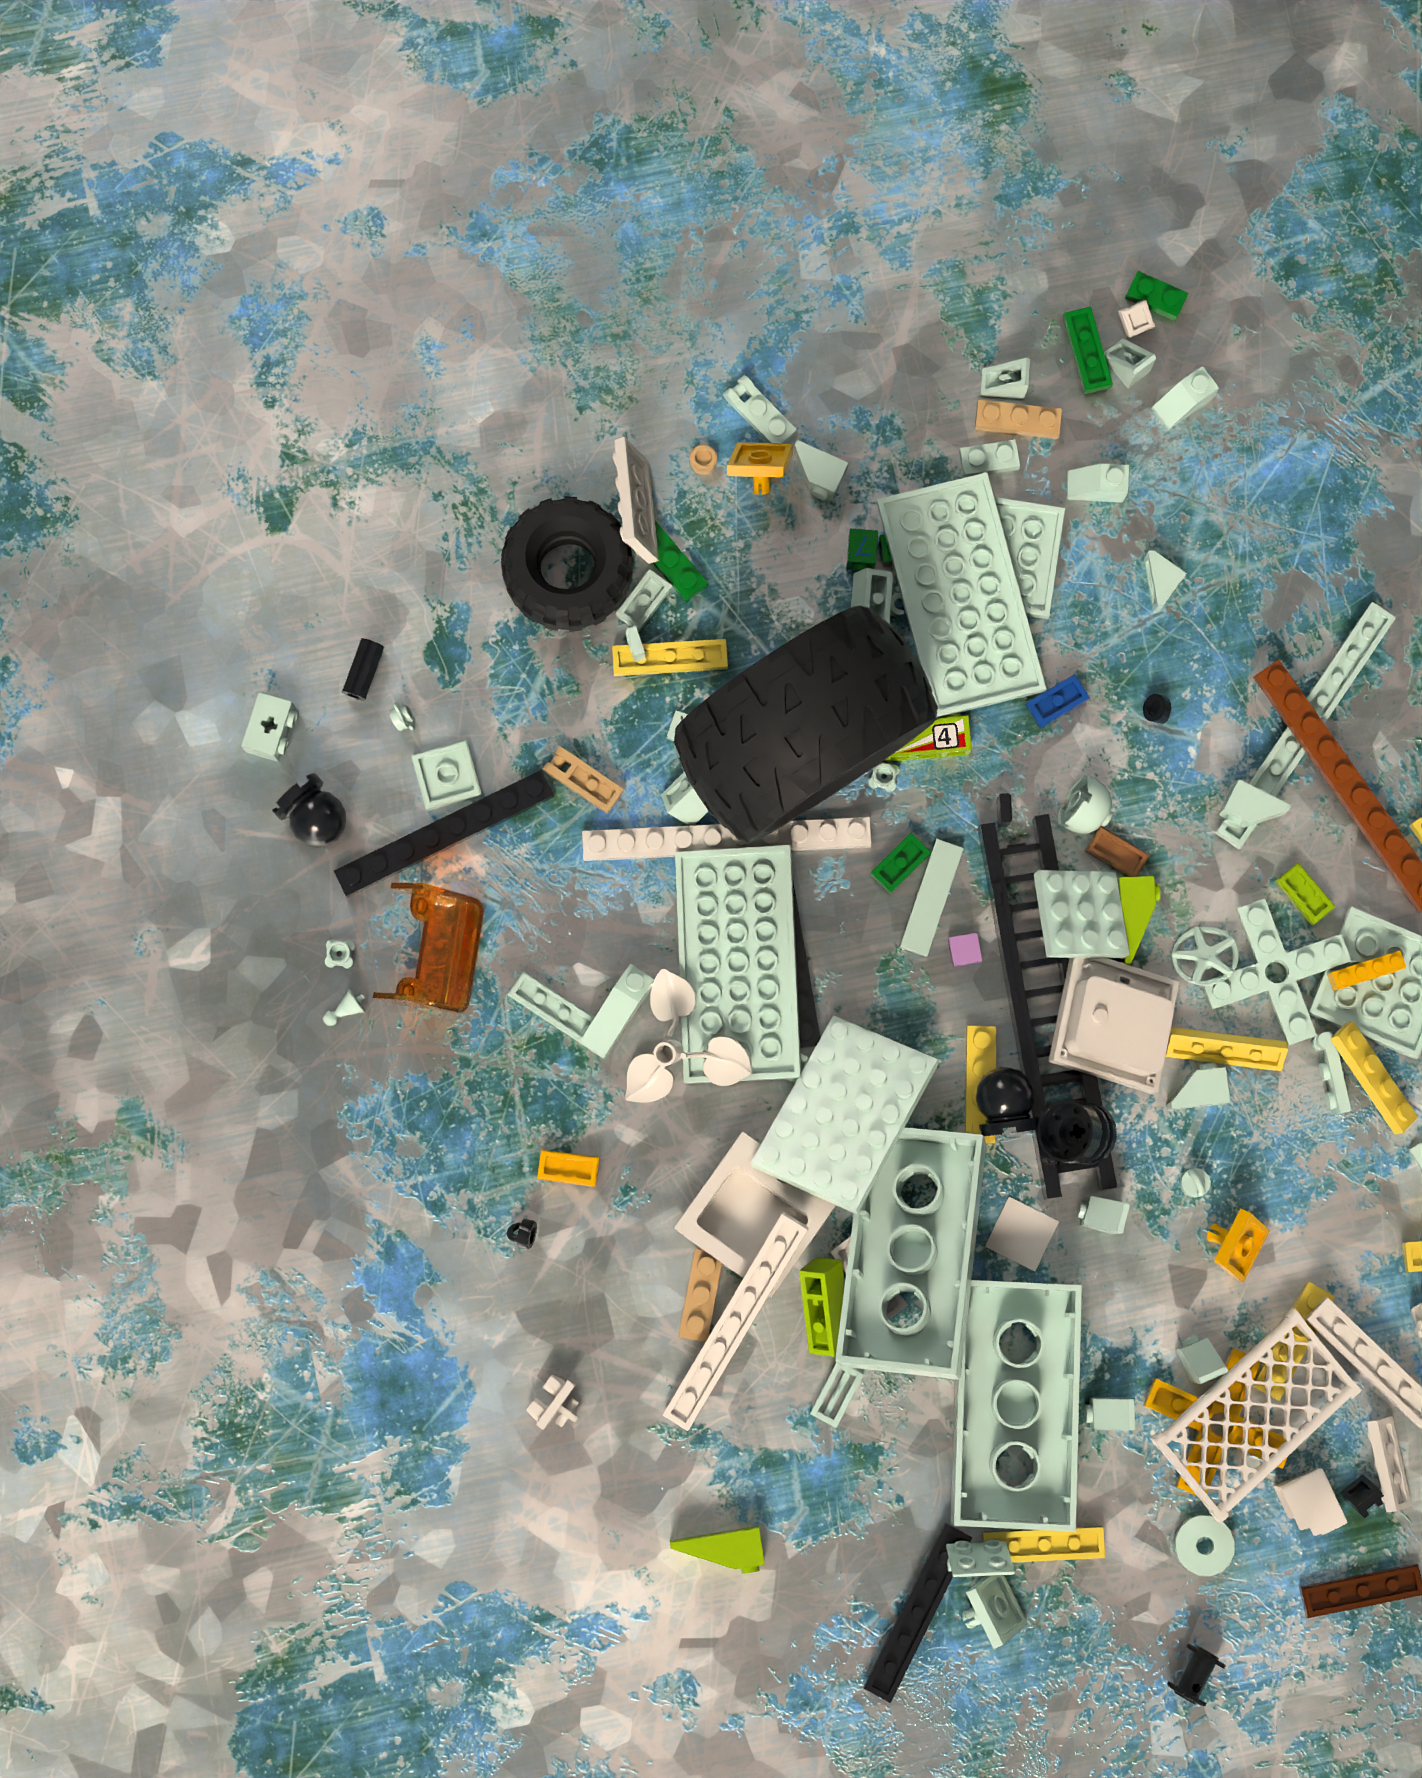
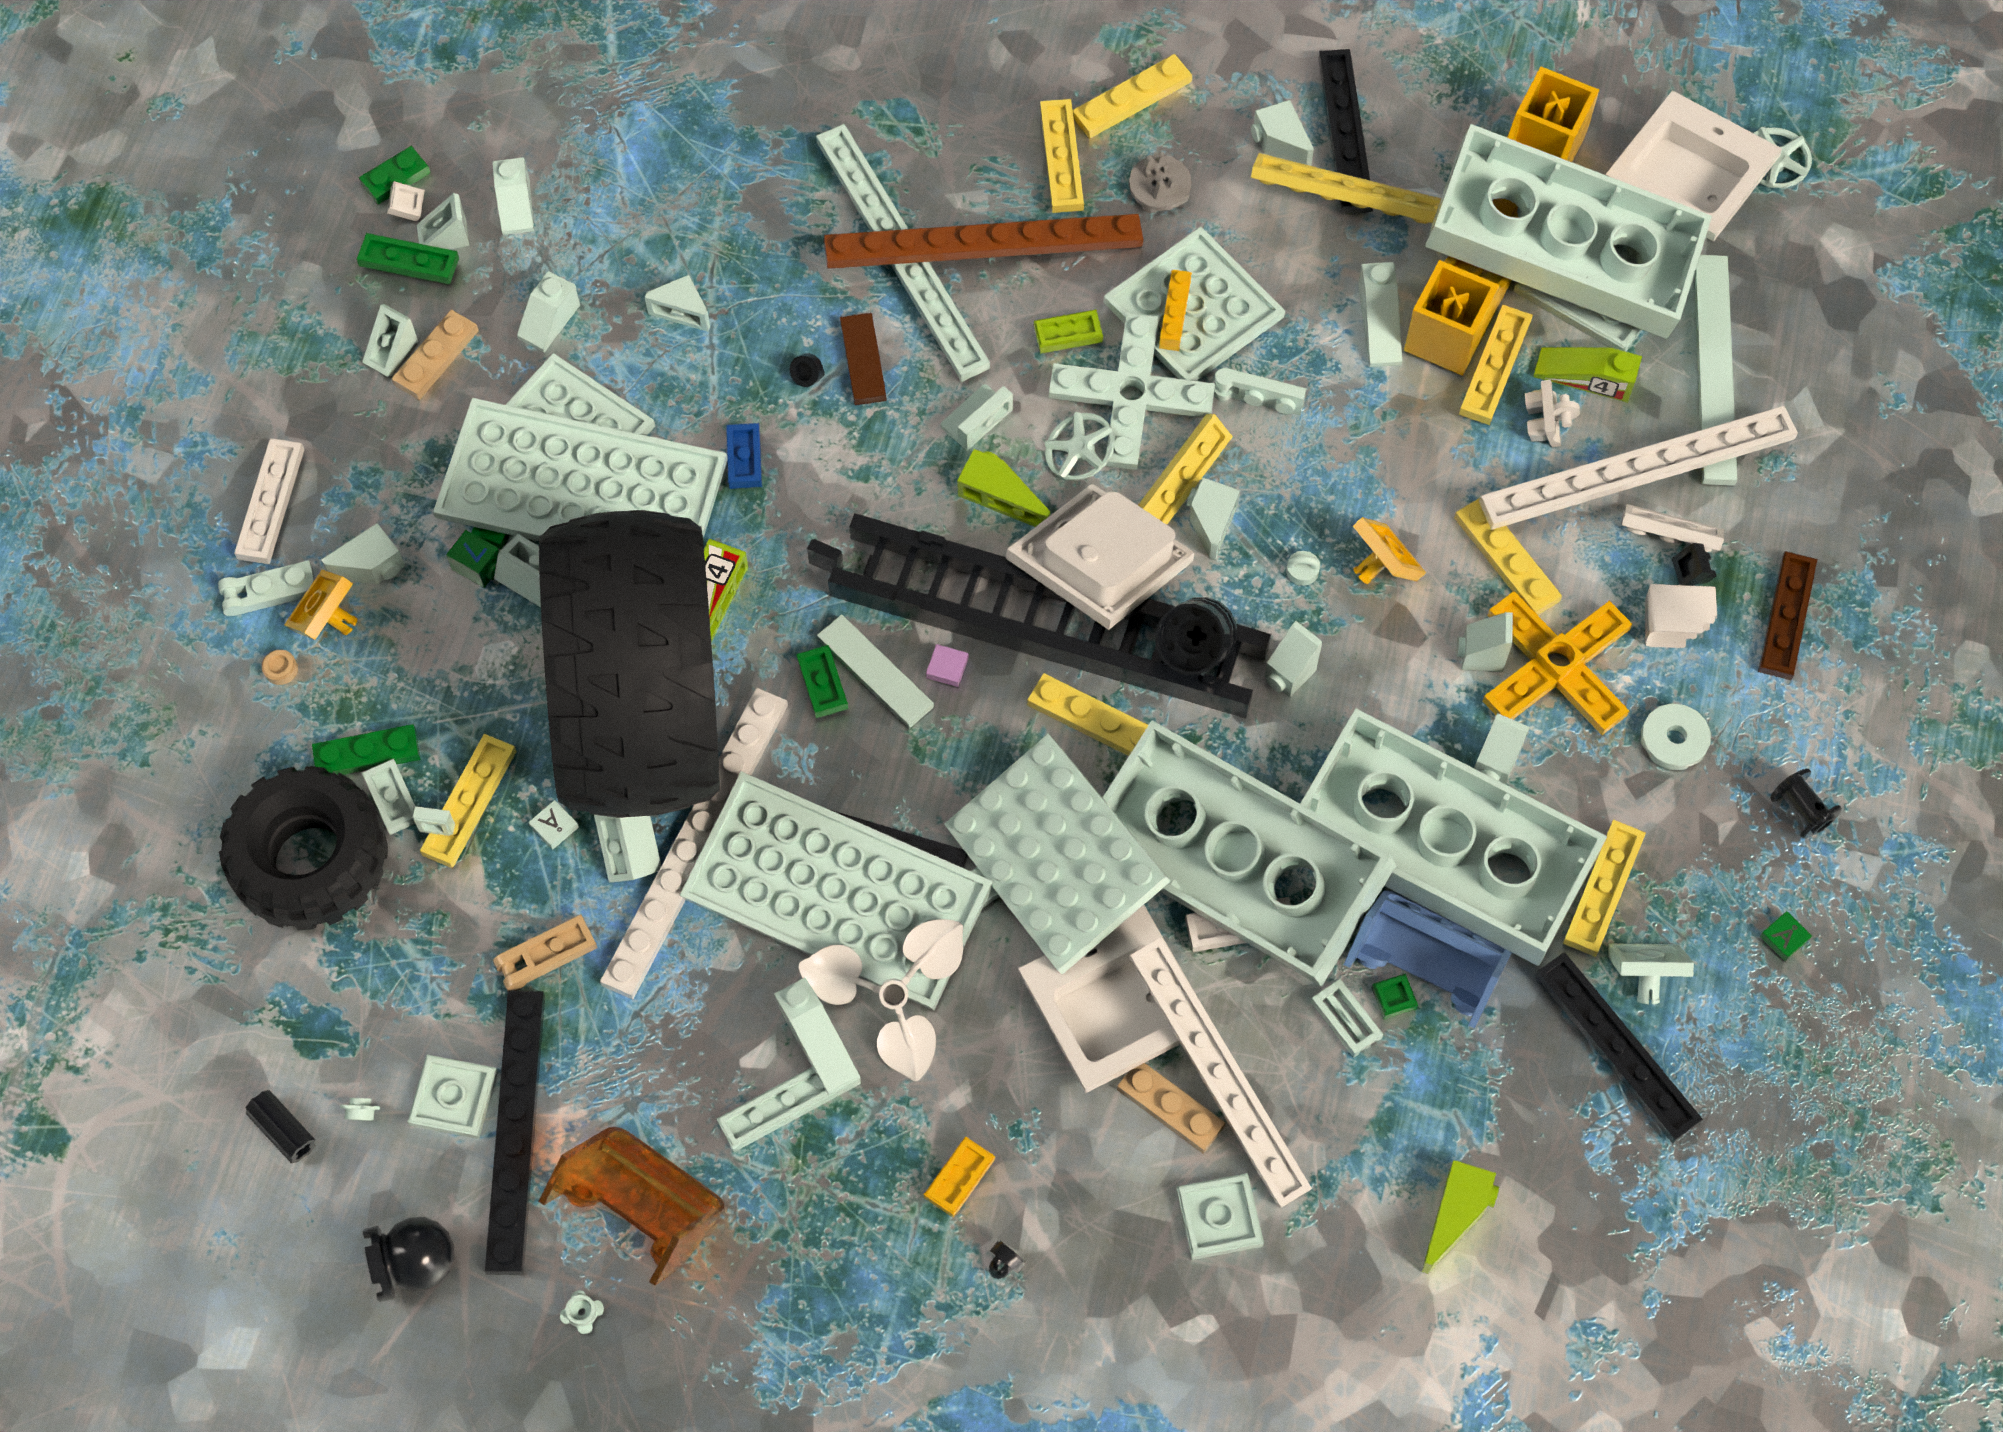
camera: 60 degrees left, 15 degrees down
(265, 713) = (264, 1248): light aqua brick -> none
(348, 1006) = (646, 1329): light aqua piece -> none
(543, 1413) = (1200, 1304): white hips -> none
(635, 500) = (281, 744): white plate -> none
(635, 1372) = (1219, 1216): none -> light aqua tile
(822, 1300) = (1246, 981): lime slope -> none
(829, 371) = (269, 501): none -> white plate
(872, 1422) = (1394, 996): none -> green tile
(890, 771) = (723, 645): light aqua plate -> none
(923, 1437) = (1431, 949): none -> medium blue windscreen
(979, 1558) = (1591, 949): light aqua hinge -> none
(989, 458) = (456, 398): light aqua plate -> none
(1005, 1100) = (1127, 691): black tile -> none
(1022, 1234) = (1271, 754): white sticker -> none
(1078, 1704) = (1786, 936): none -> green tile
(1081, 914) = (974, 529): light aqua plate -> none
(1087, 806) = (866, 477): light aqua cylinder -> none
(1117, 853) = (929, 478): medium nougat tile -> none
(1191, 860) = (978, 415): none -> light aqua panel
(1193, 746) = (863, 359): none -> reddish brown tile
(1213, 1394) = (1604, 597): white door -> none
(1250, 806) = (953, 329): light aqua slope -> none
(1374, 1077) = (1283, 355): light yellow plate -> none

